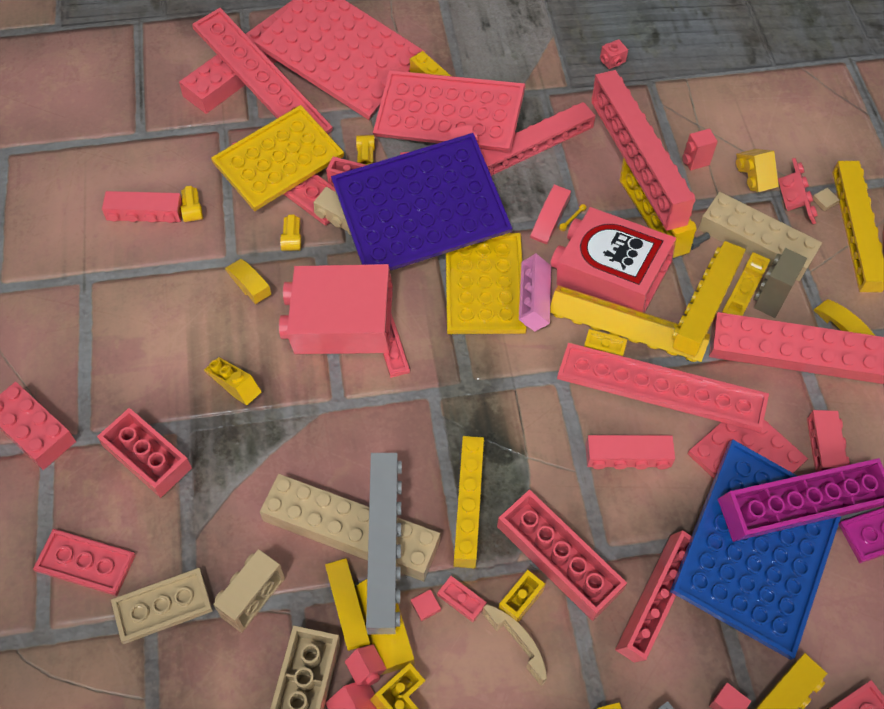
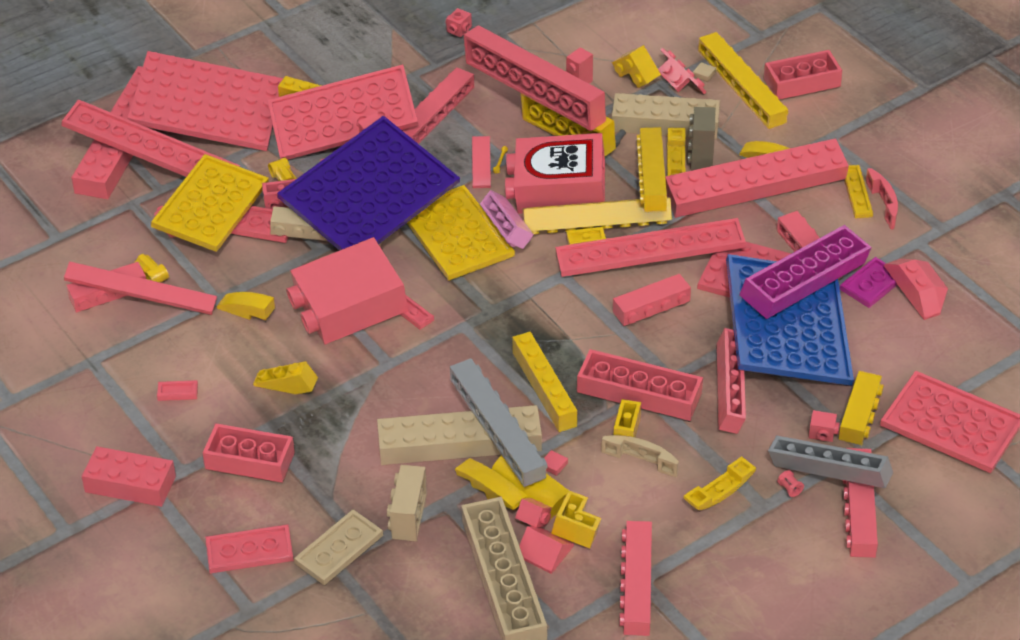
camera: 25 degrees left, 15 degrees down
(135, 345) = (177, 390): none -> coral tile
(164, 223) = (140, 288): none -> coral tile
(291, 236) = (261, 259): yellow piece -> none
(461, 599) = (580, 446): coral plate -> none

